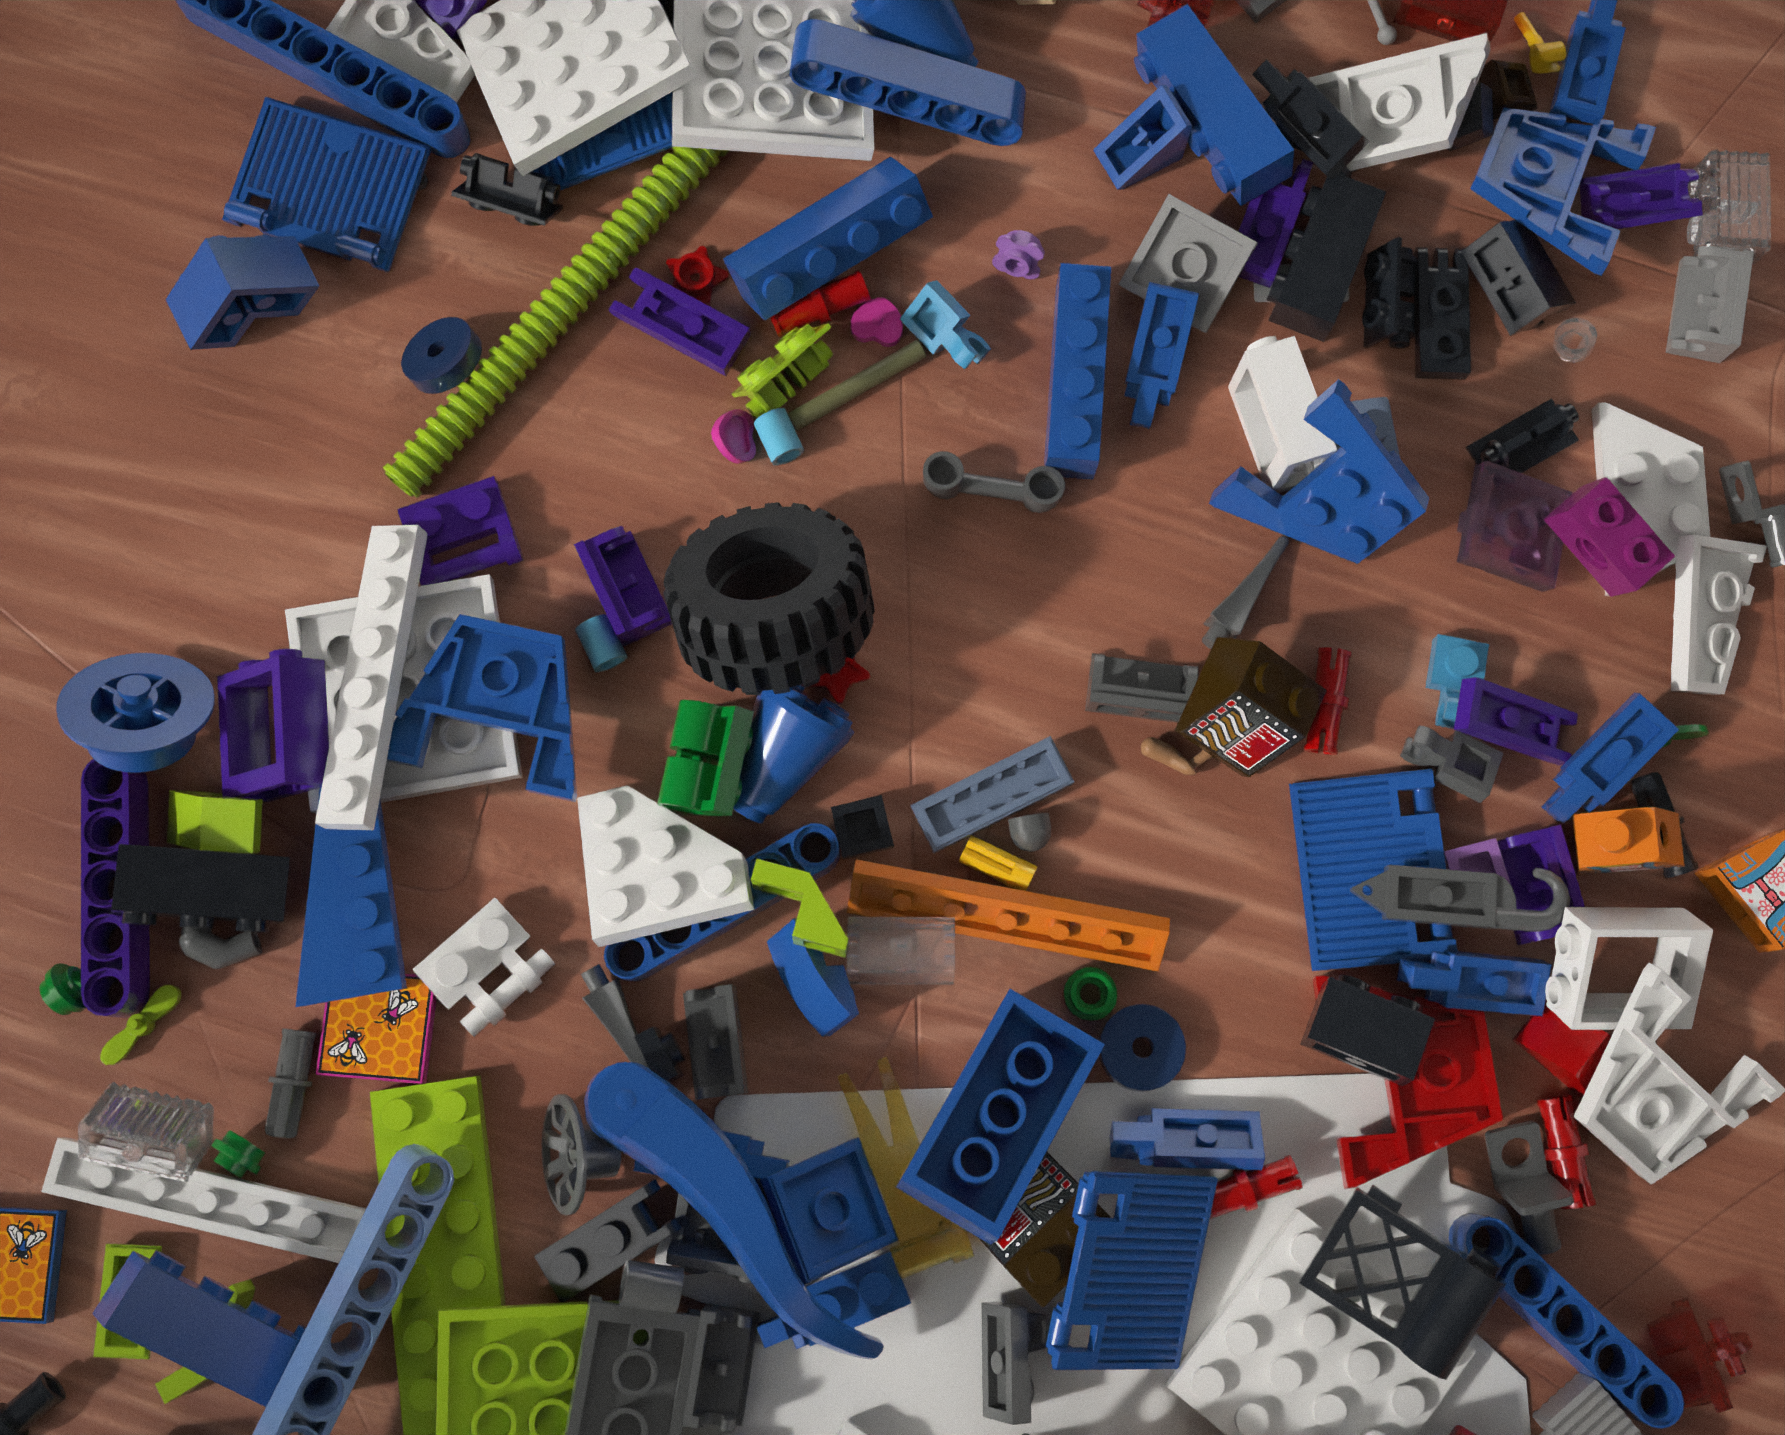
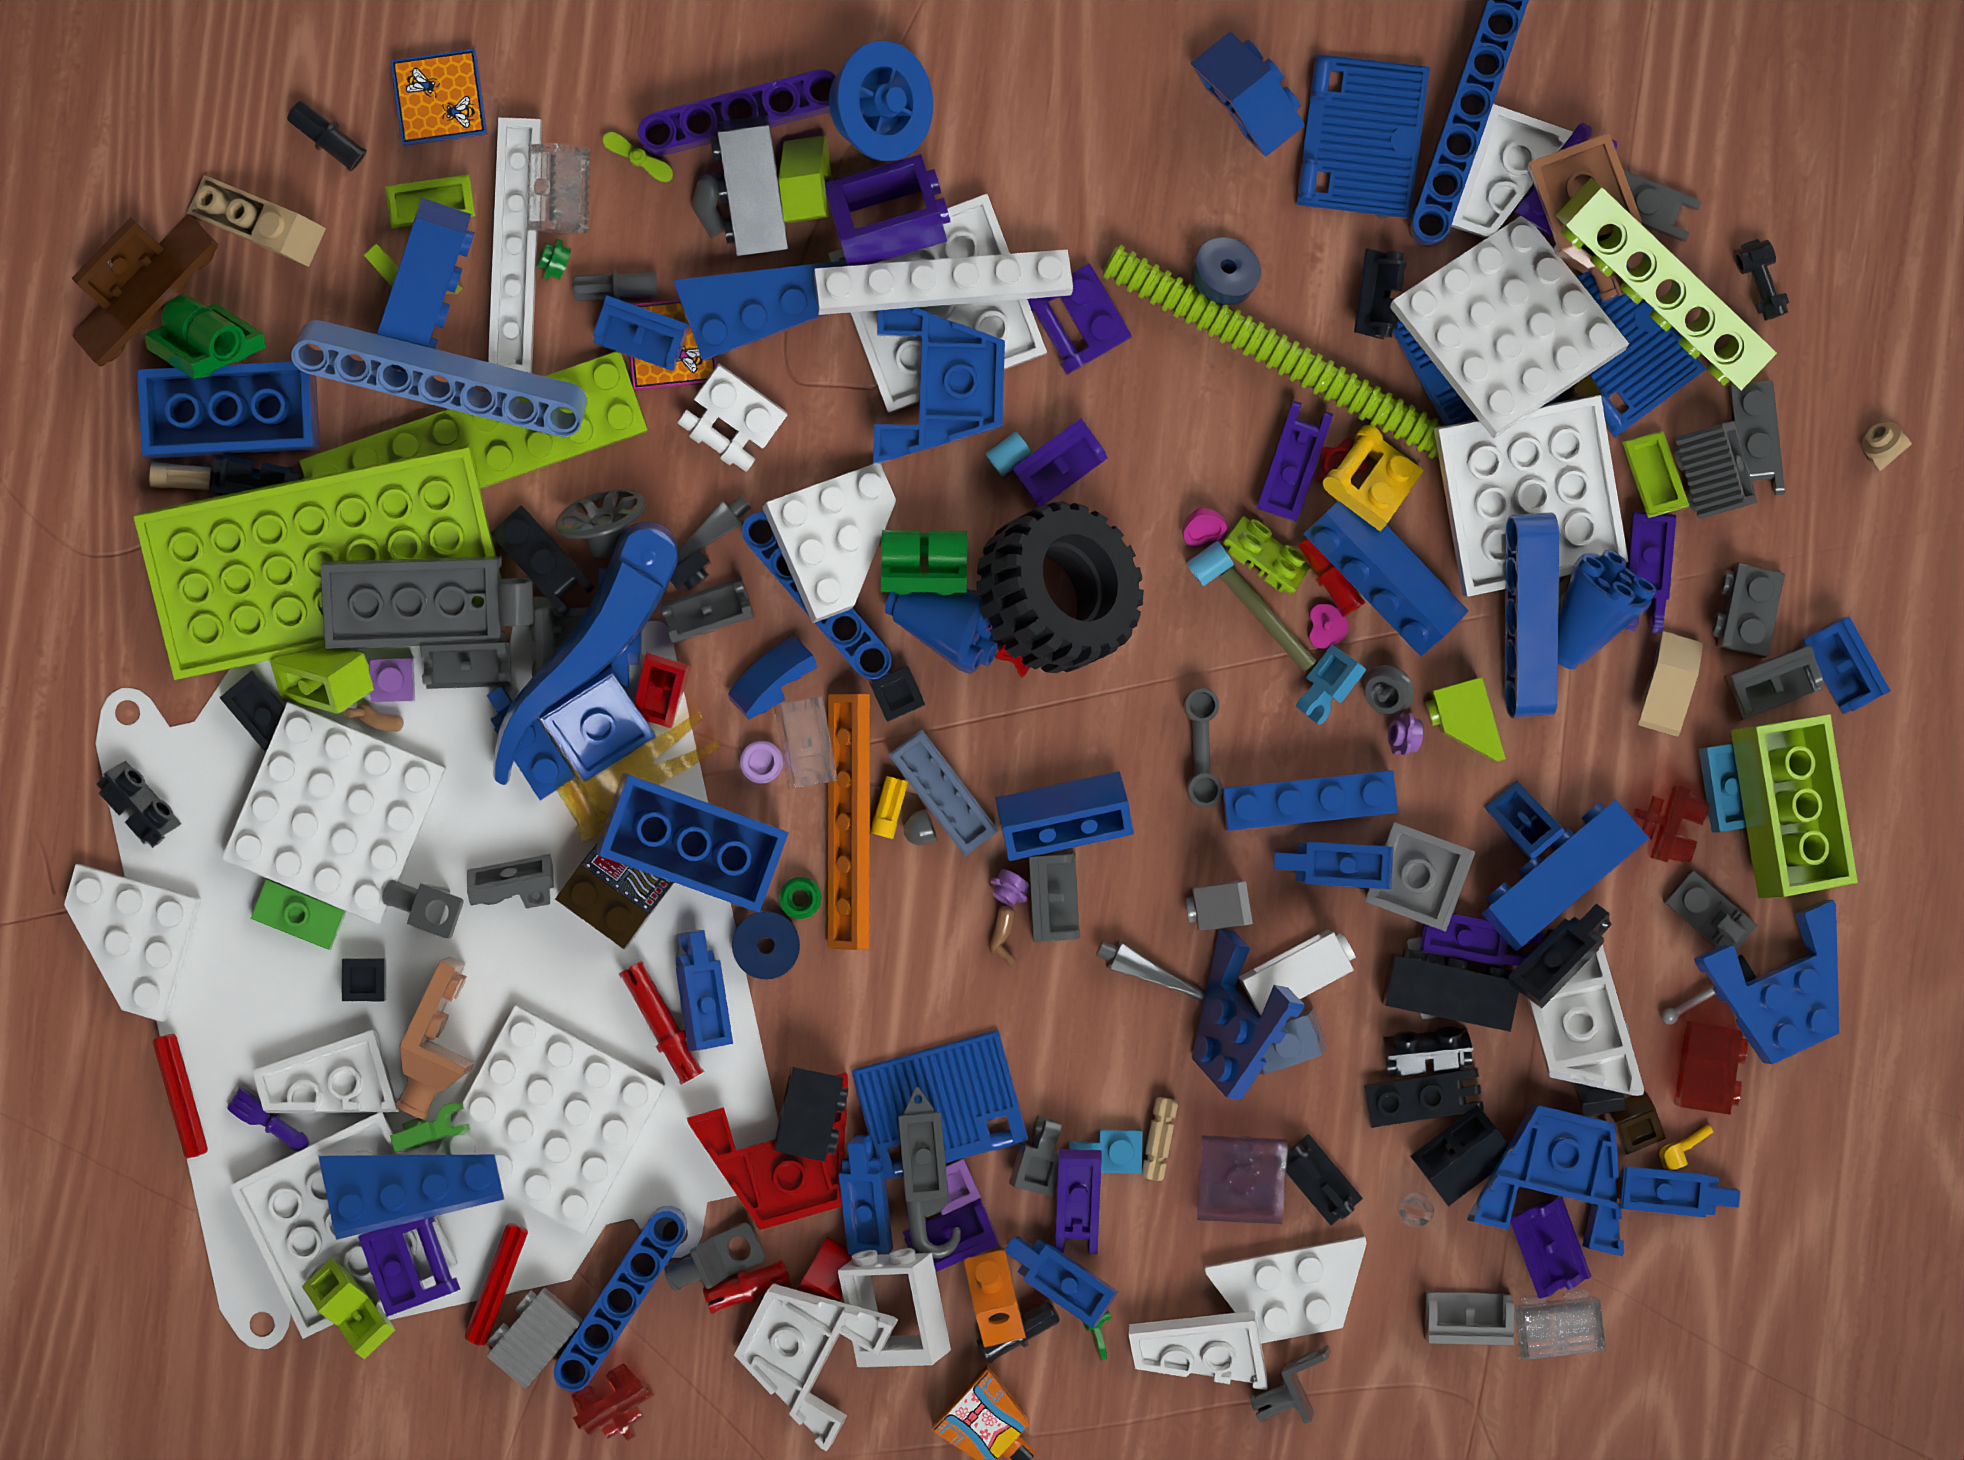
camera: 75 degrees right, 10 degrees up
(62, 989) = (654, 94): green plate -> none
(349, 1060) = (640, 333): none -> blue hinge
(726, 221) = (1384, 486): none -> yellow plate
(799, 1119) = (661, 689): none -> red slope
(815, 923) = (811, 672): lime slope -> none
(914, 1010) = (761, 762): none -> lavender tile
(963, 264) = (1388, 689): none -> dark grey hat
(1013, 182) = (1466, 717): none -> lime slope
(1047, 652) = (1064, 816): none -> blue brick
(1121, 736) = (1009, 888): none -> medium lavender plate
(1132, 1271) = (594, 964): blue window -> none
(1185, 487) = (1219, 905): none -> light grey slope
(1249, 705) = (1048, 983): dark brown slope -> none
(1334, 702) = (1070, 1049): red pin -> none
(1444, 1308) = (611, 1200): black piece -> none
(1448, 616) = (1159, 1138): none -> tan axle
(1609, 537) = (1240, 1252): magenta brick -> none

